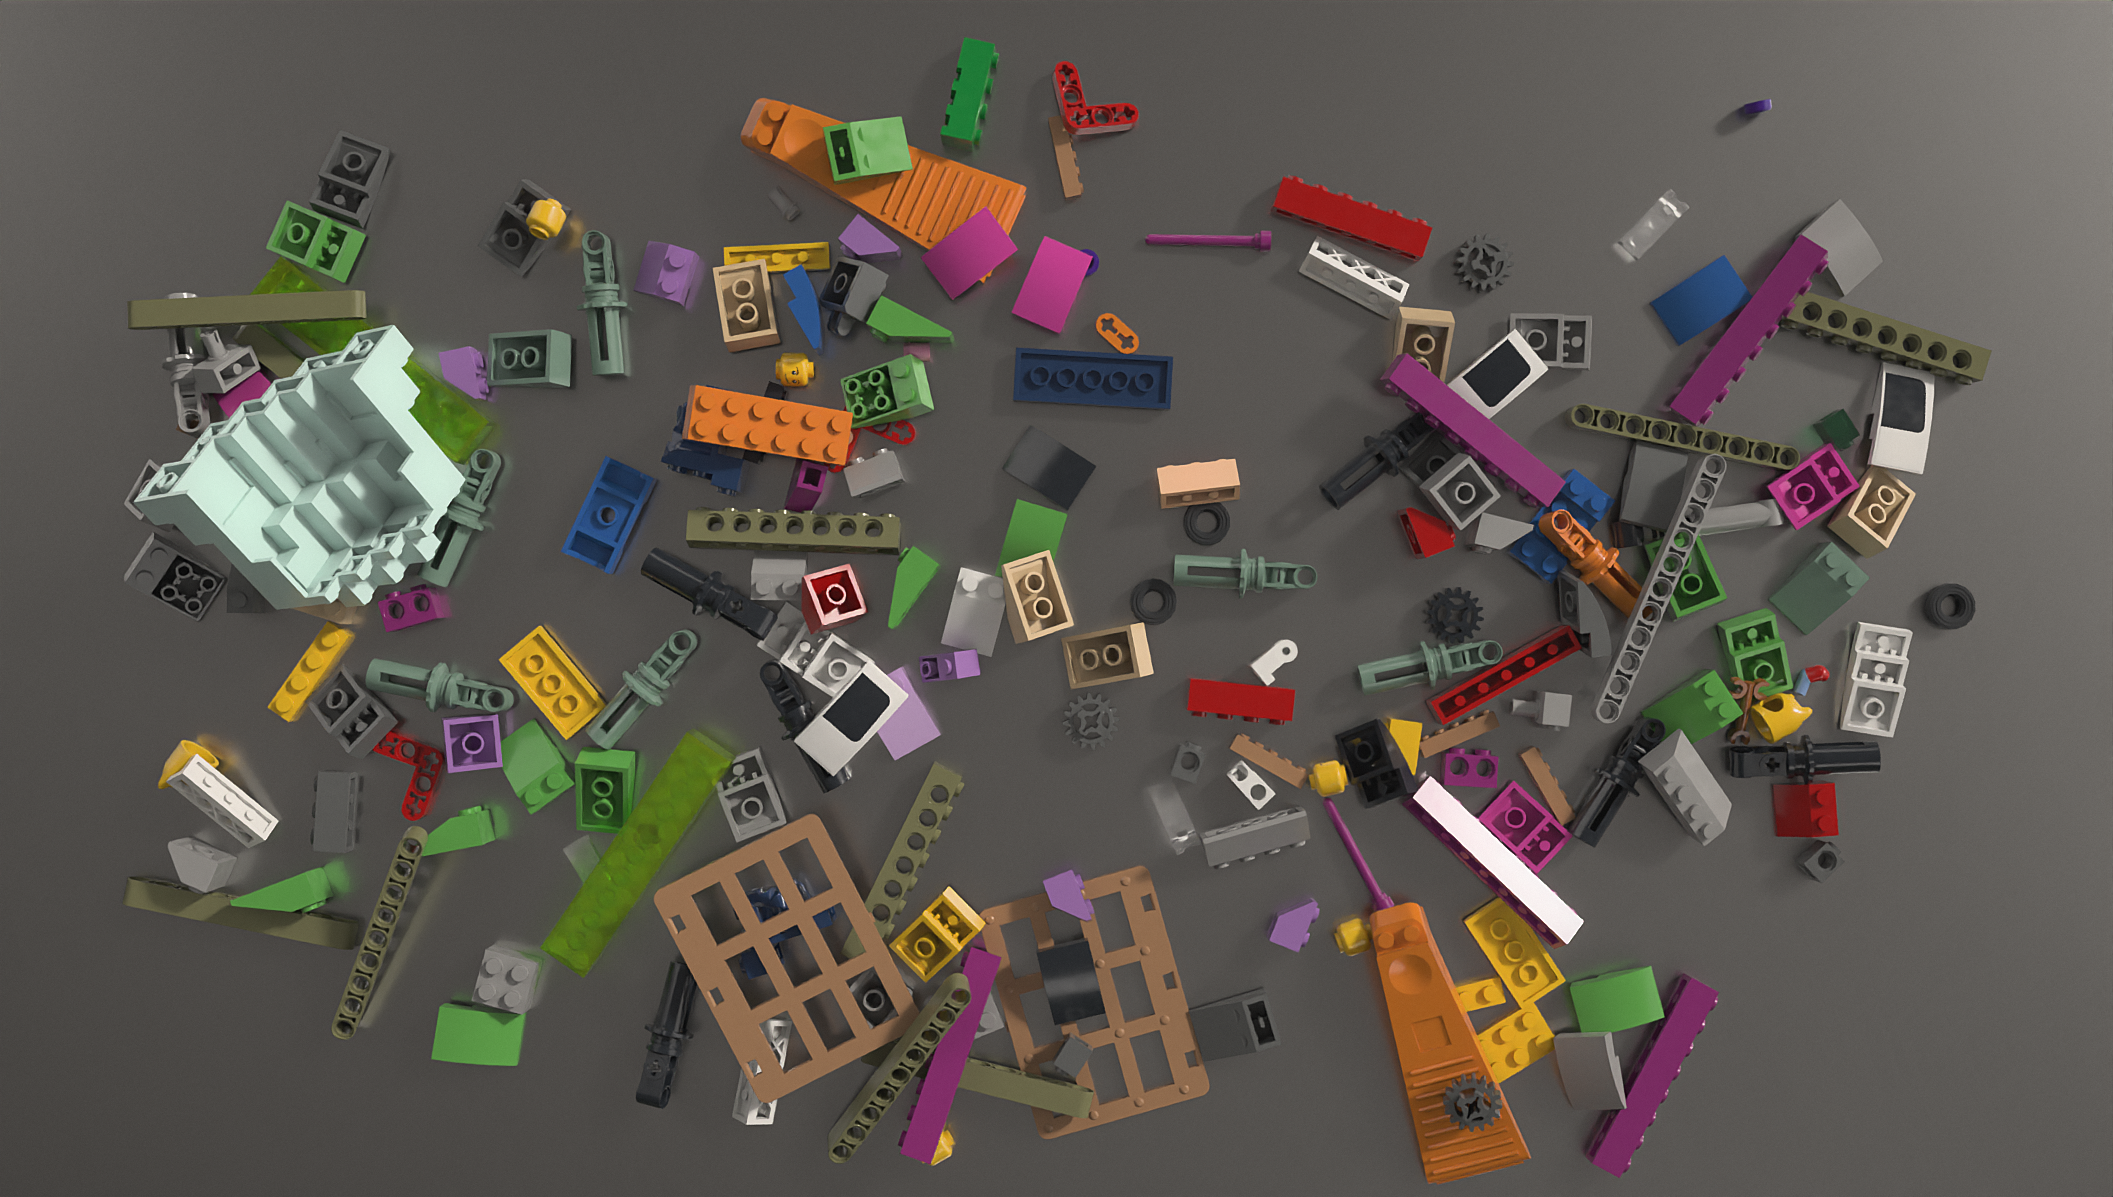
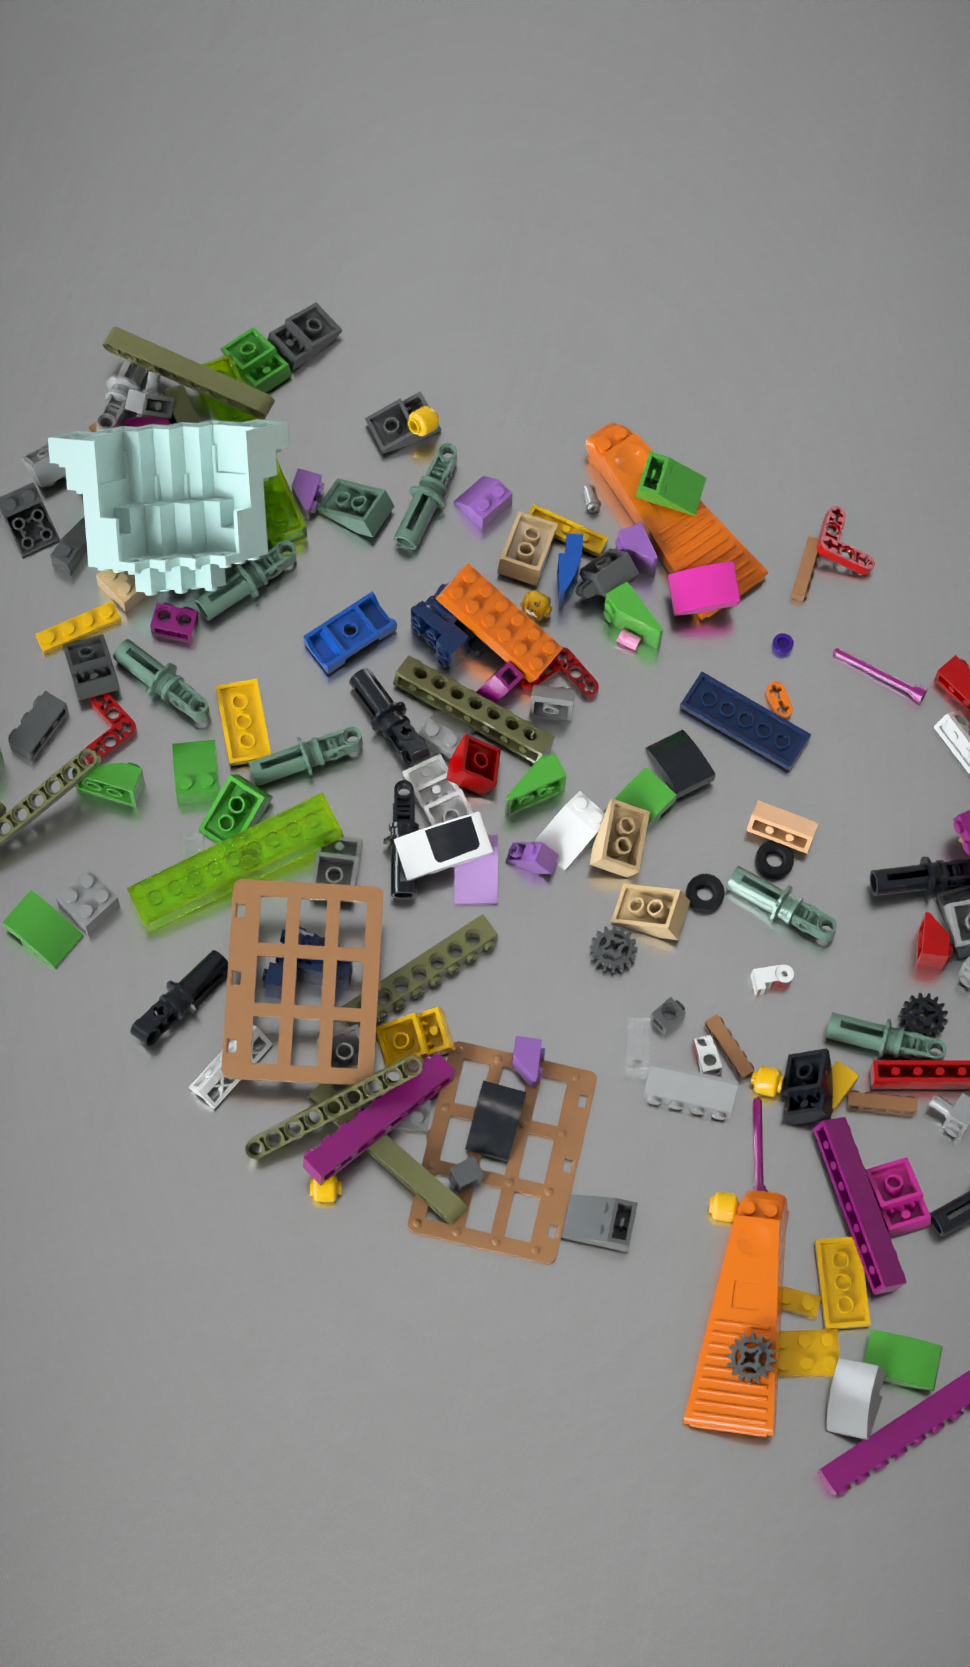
camera: 30 degrees right, 20 degrees down
(471, 742) = (162, 728): medium lavender slope -> none
(887, 392) = (594, 653): bright green slope -> none
(969, 95) = (759, 495): green wedge -> none
(1052, 284) = (750, 643): dark pink slope -> none
(1240, 700) = (732, 992): red brick -> none
(1291, 925) = (682, 1171): medium lavender slope -> none
(1468, 775) = (873, 1136): magenta brick -> none
(1547, 785) = (930, 1174): medium nougat piece -> none

